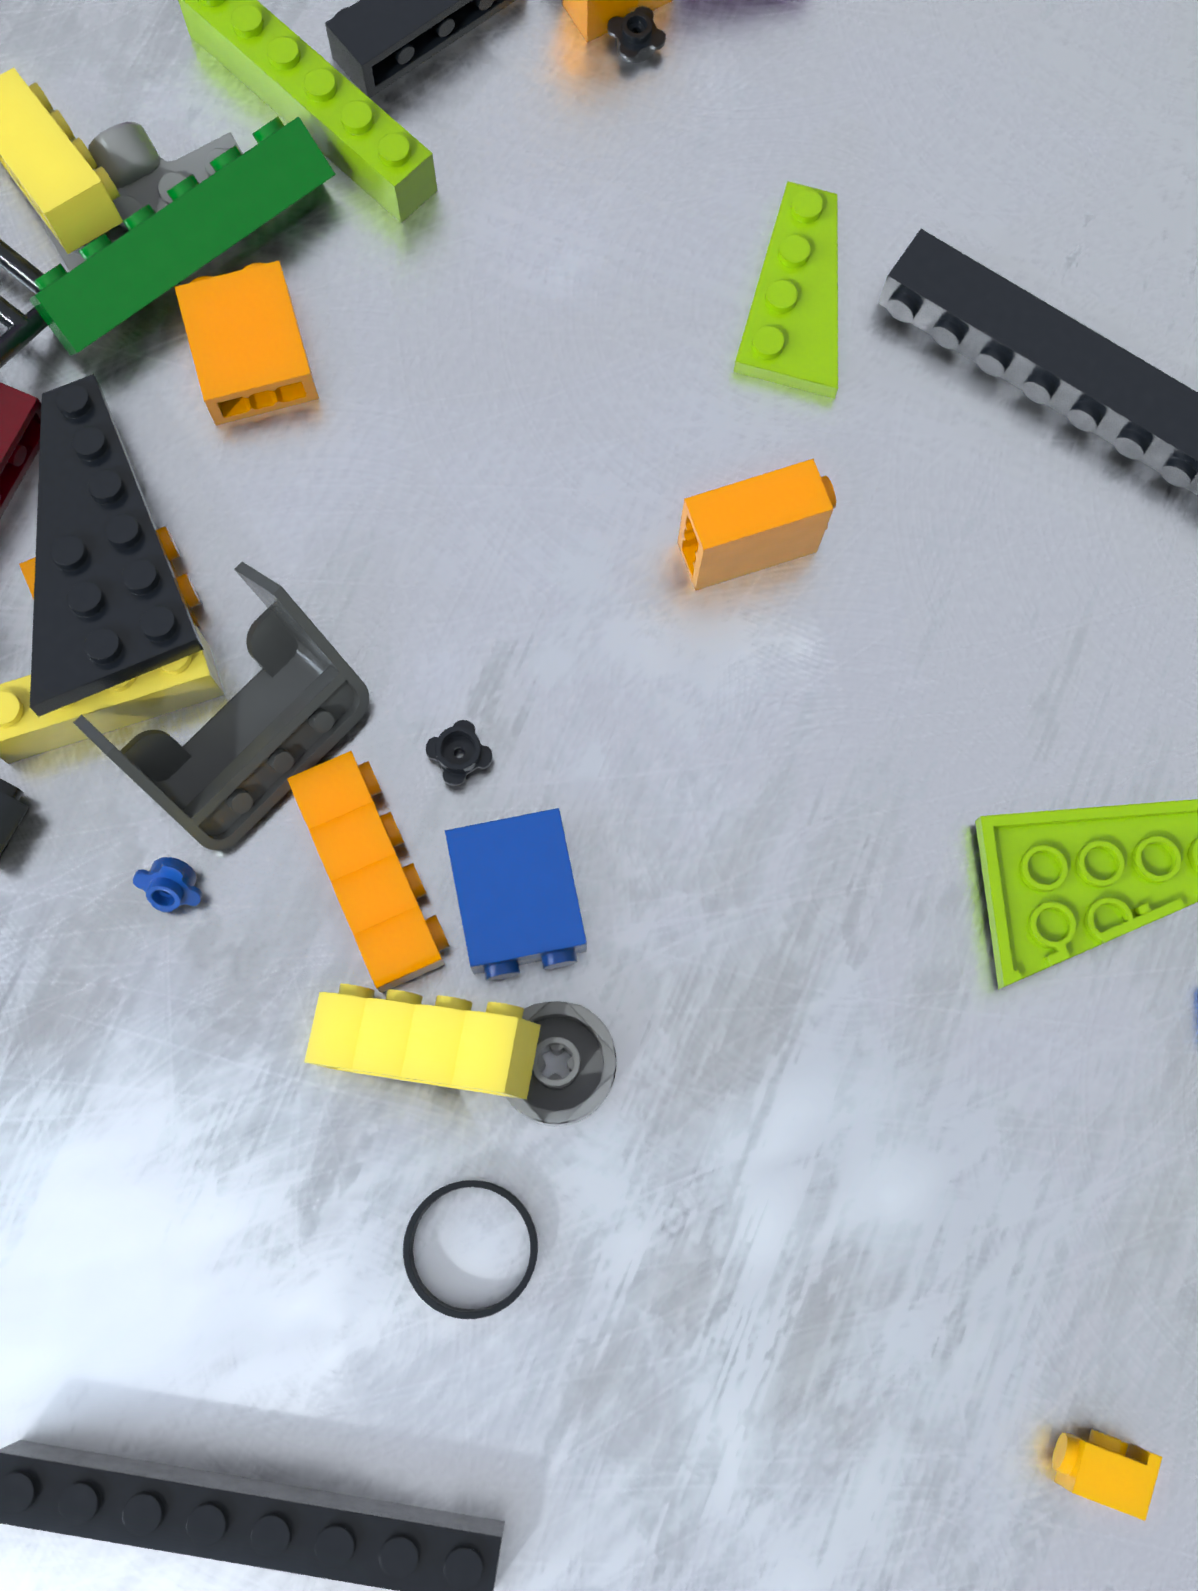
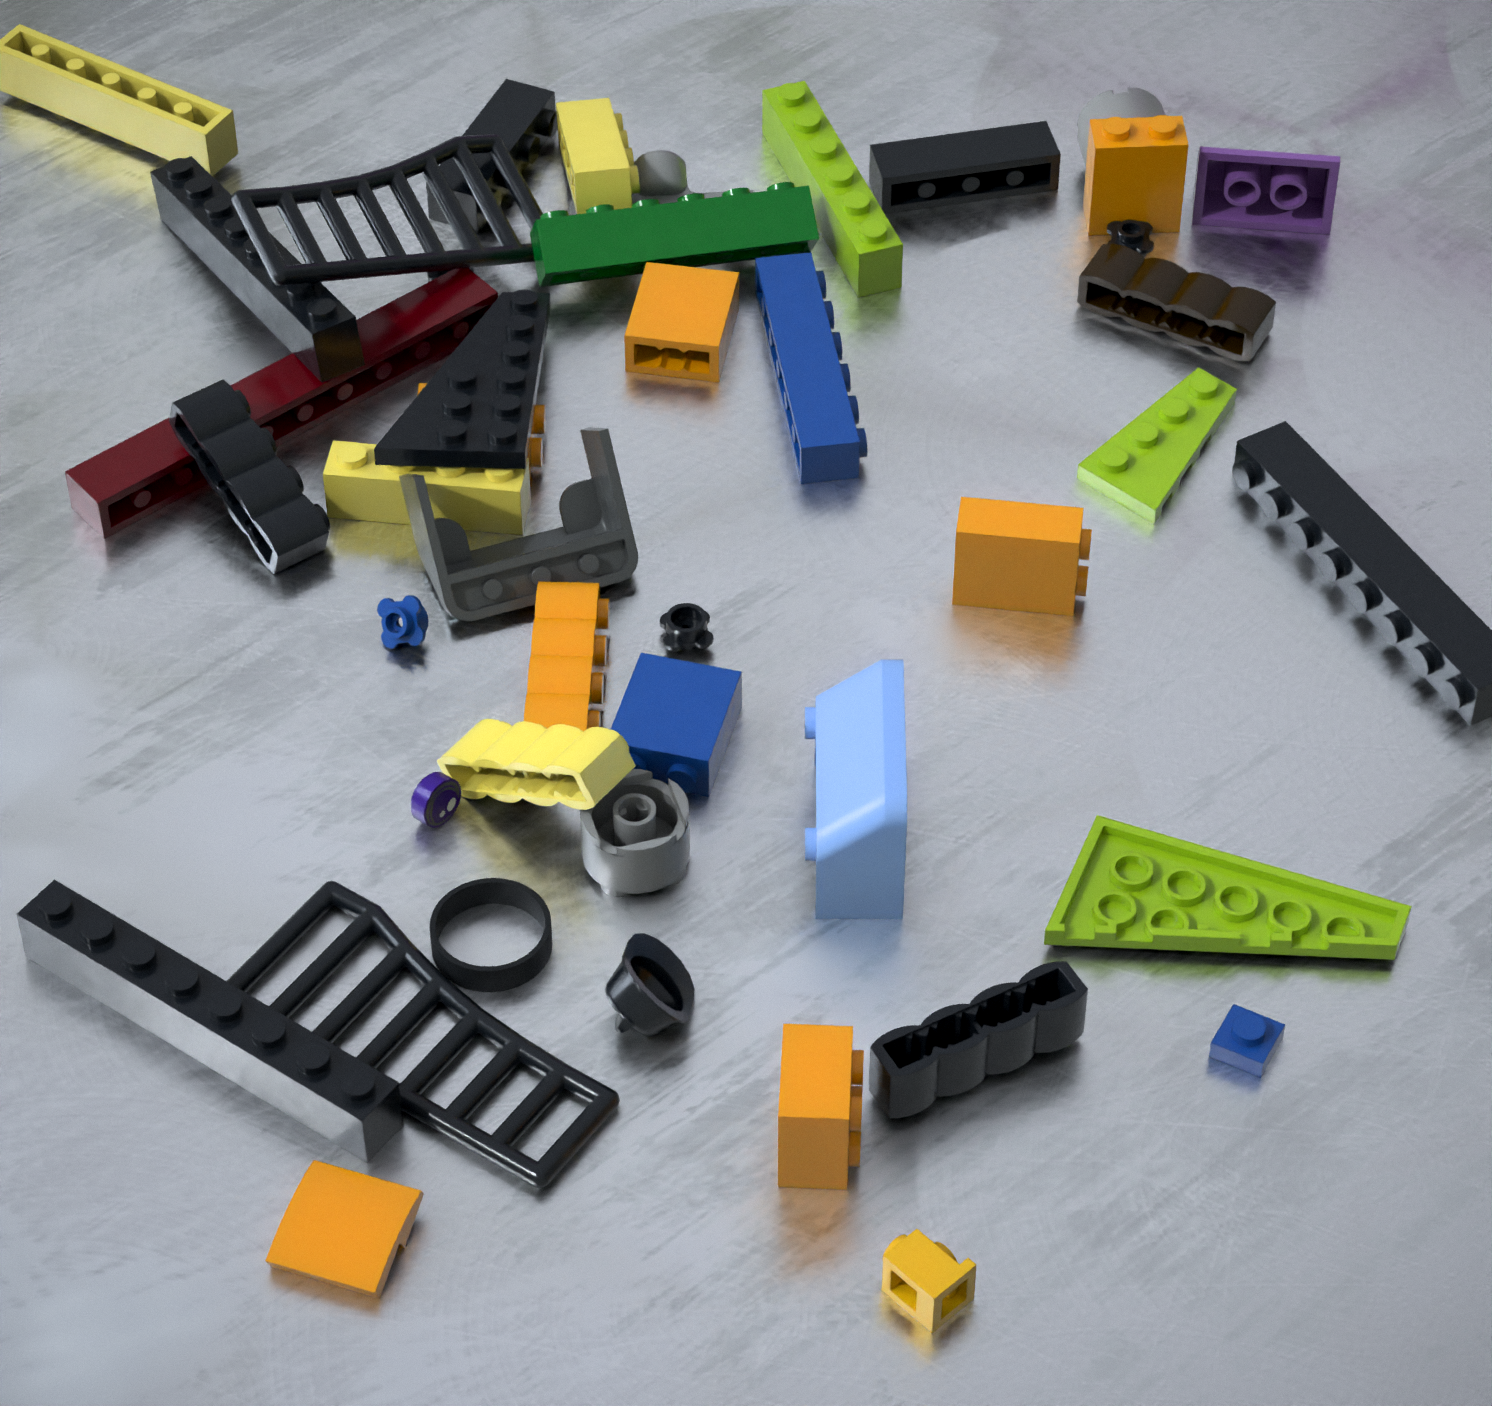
camera: 30 degrees right, 30 degrees down
(326, 1107) = (435, 799): none -> dark purple tile
(407, 349) = (808, 368): none -> blue brick
(453, 1341) = (472, 1021): none -> black bar
(673, 1251) = (649, 987): none -> black piece
(731, 104) = (1182, 304): none -> dark brown brick
(769, 915) = (860, 795): none -> light blue windscreen
(921, 1341) = (819, 1106): none -> light orange brick
(1011, 1180) = (968, 1041): none -> black brick

